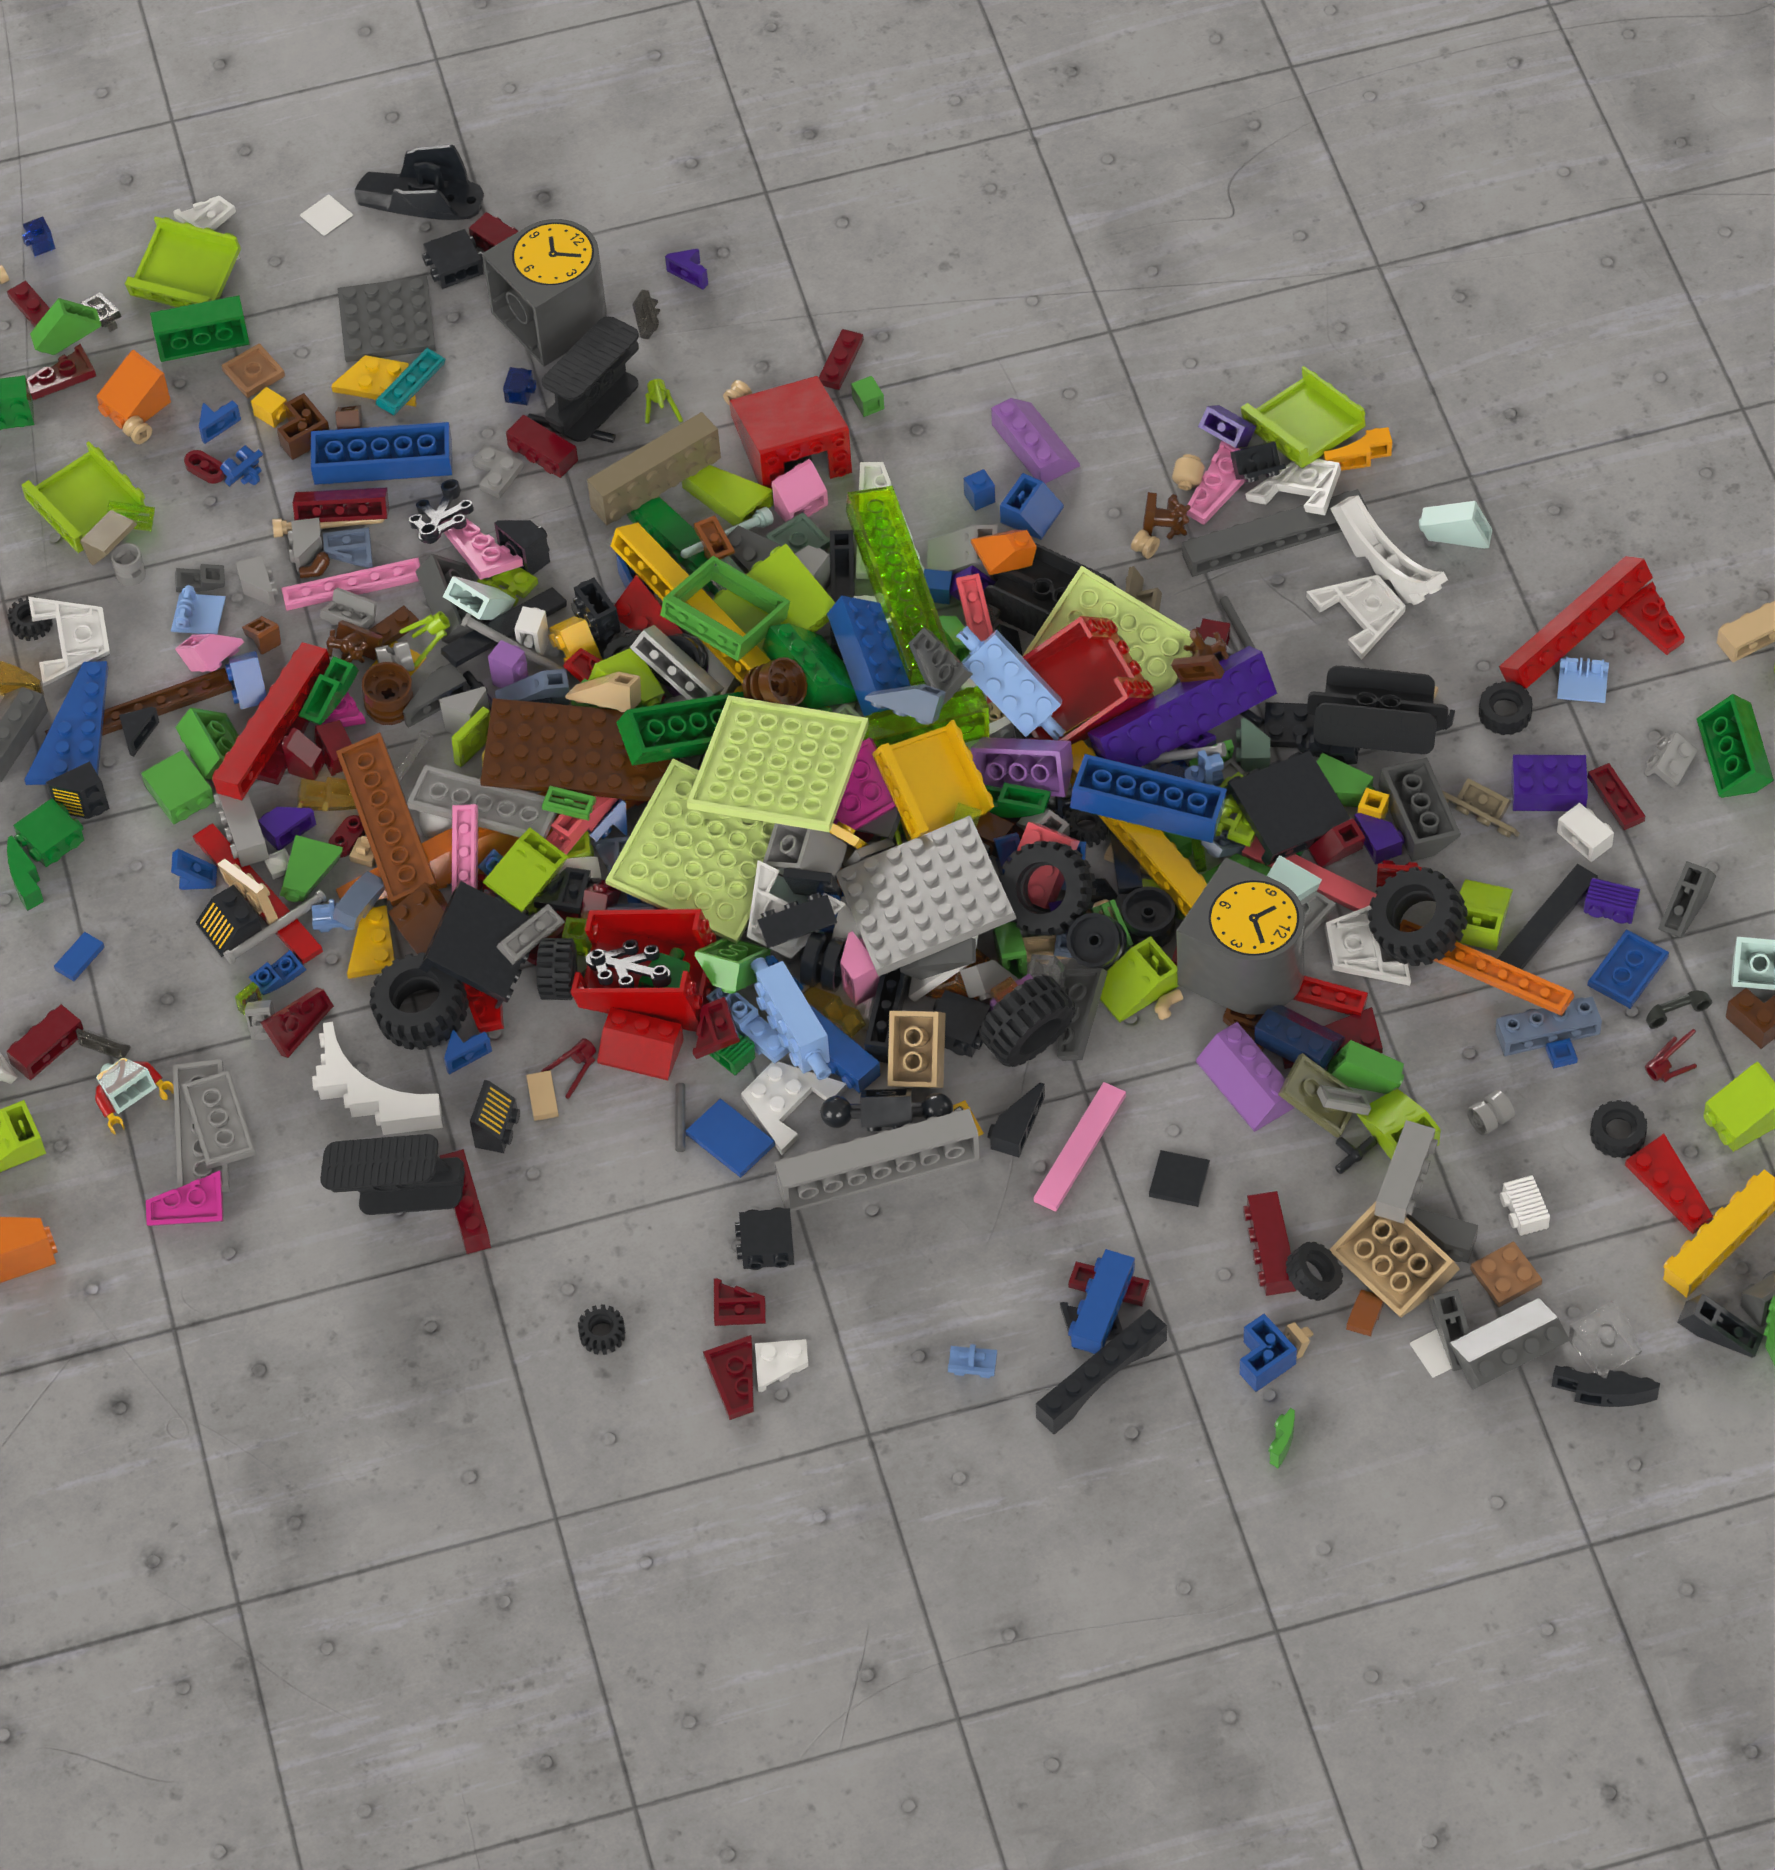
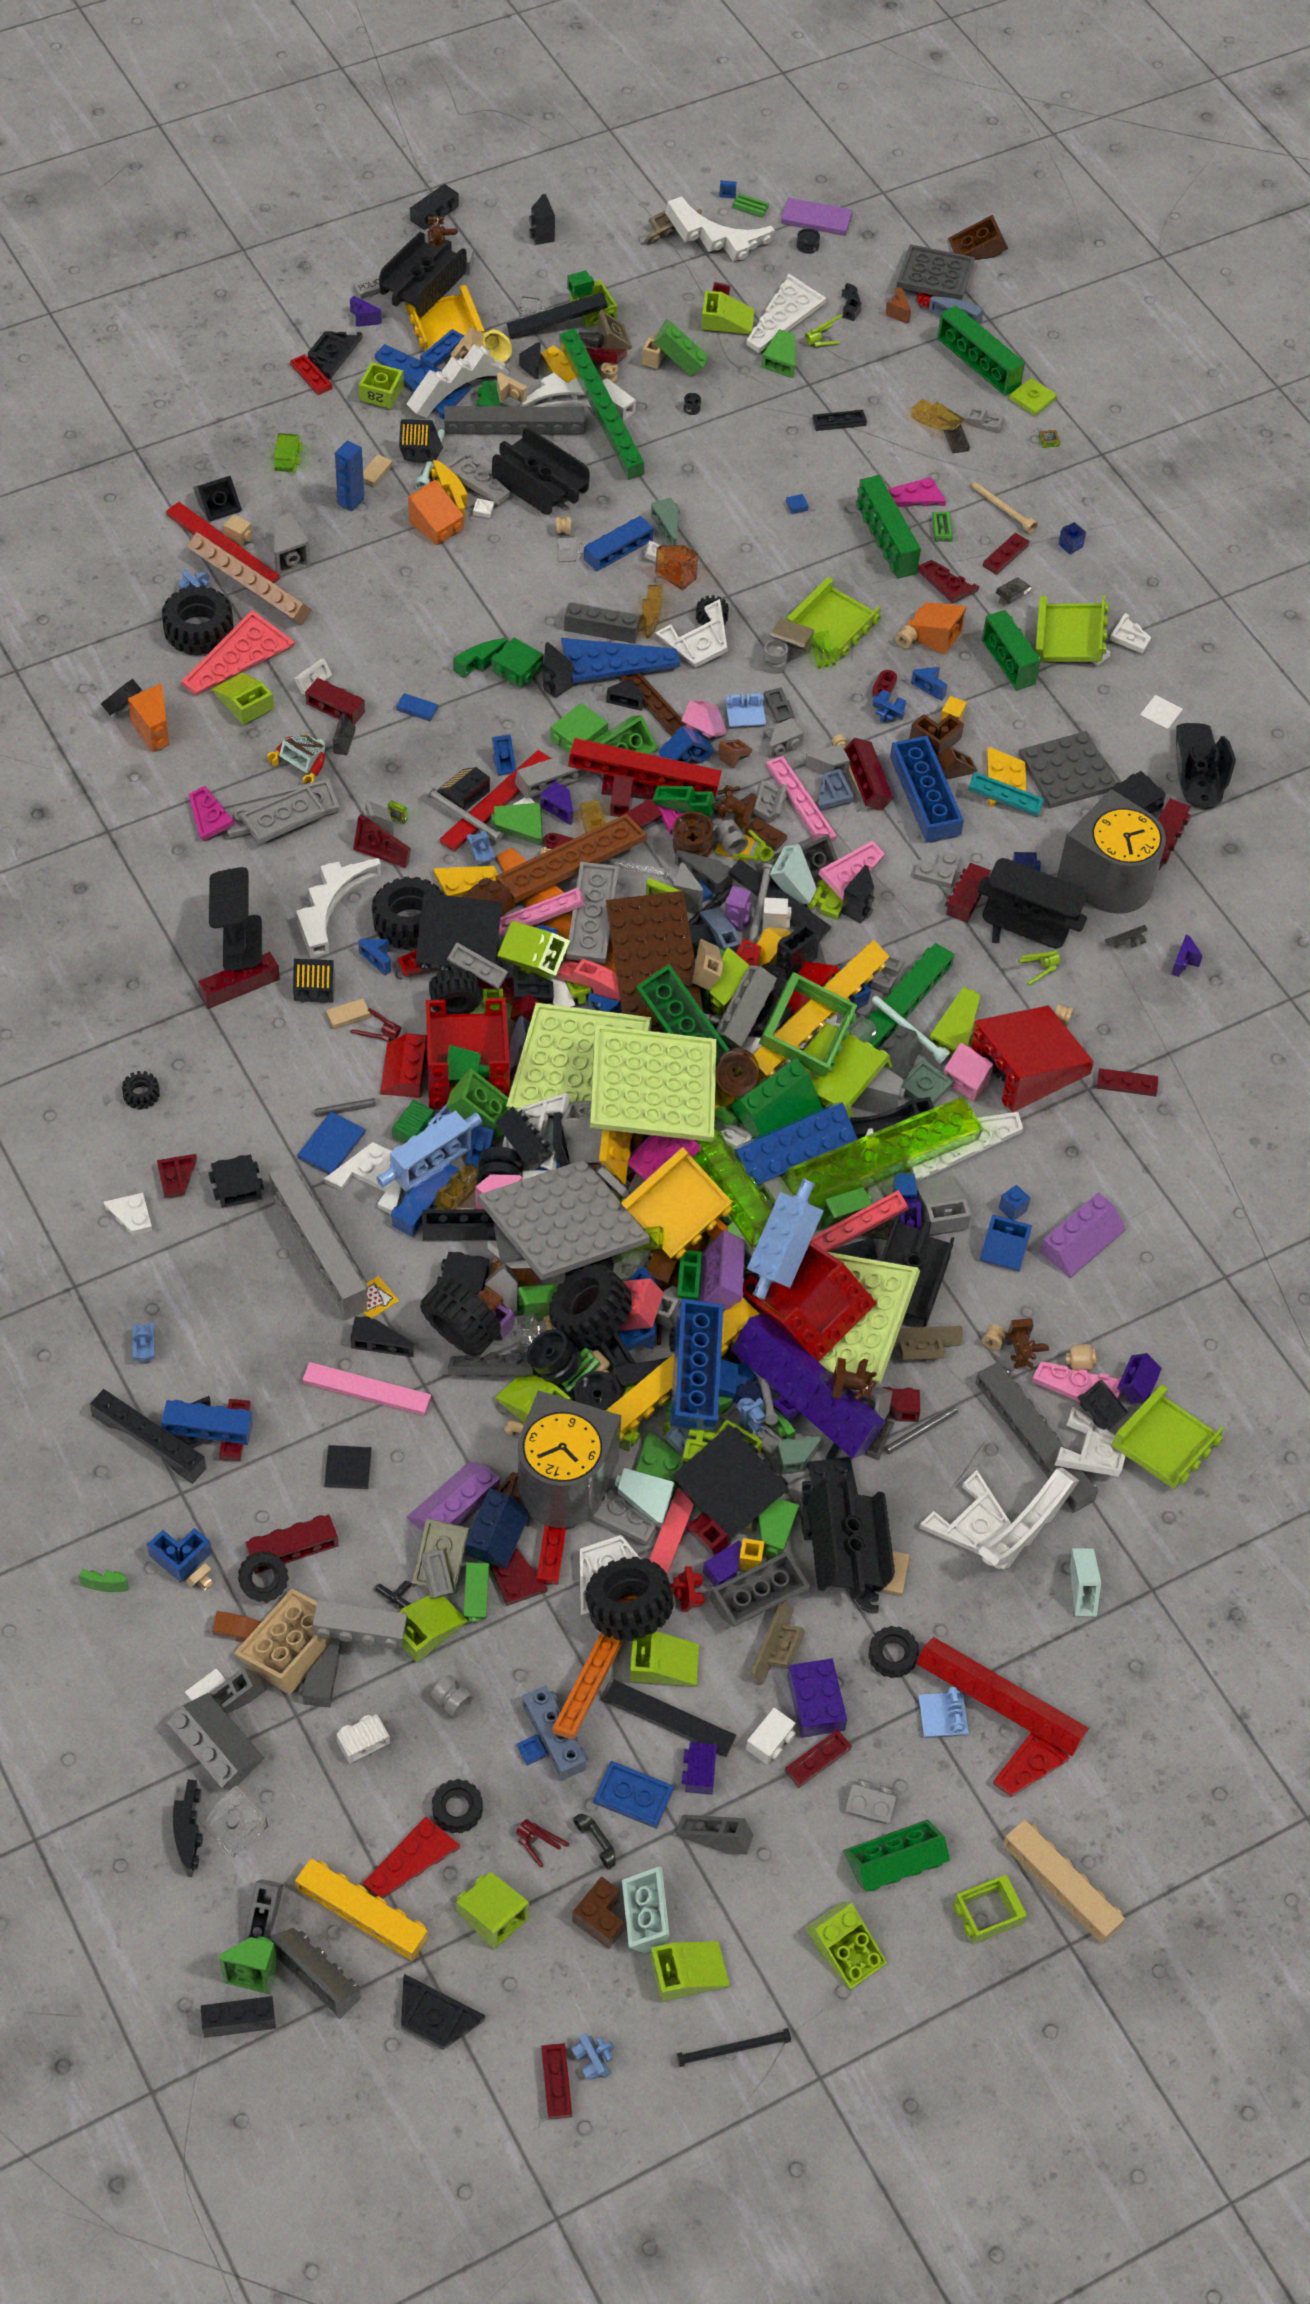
camera: 70 degrees right, 0 degrees up
(63, 326) = (985, 568): bright green slope -> none
(253, 370) = (987, 695): medium nougat plate -> none
(255, 893) = (486, 787): tan wing -> none
(278, 974) = (425, 827): blue slope -> none
(317, 568) = (809, 774): reddish brown arm -> none
(359, 900) = (491, 854): sand blue slope -> none
(432, 531) = (858, 833): black plant -> none
(568, 806) = (600, 976): bright green tile -> none
(599, 960) = (465, 1017): black plant -> none
(654, 468) = (951, 959): dark tan brick -> none
(713, 538) = (889, 1014): dark orange slope -> none
(715, 1028) = (418, 1106): dark red wing -> none
(733, 1375) = (111, 1183): dark red wing -> none
(867, 396) = (1088, 1105): bright green panel -> none
(883, 1108) = (366, 1238): black brick -> none
(916, 701) = (738, 1164): sand blue slope -> none
(916, 1049) = (423, 1246): tan brick -> none
(938, 664) = (784, 1180): dark grey wing -> none
(1005, 551) = (940, 1222): orange slope -> none
(1374, 444) = (1145, 1491): light orange slope -> none
(1506, 1274) = (294, 1734): medium nougat plate -> none

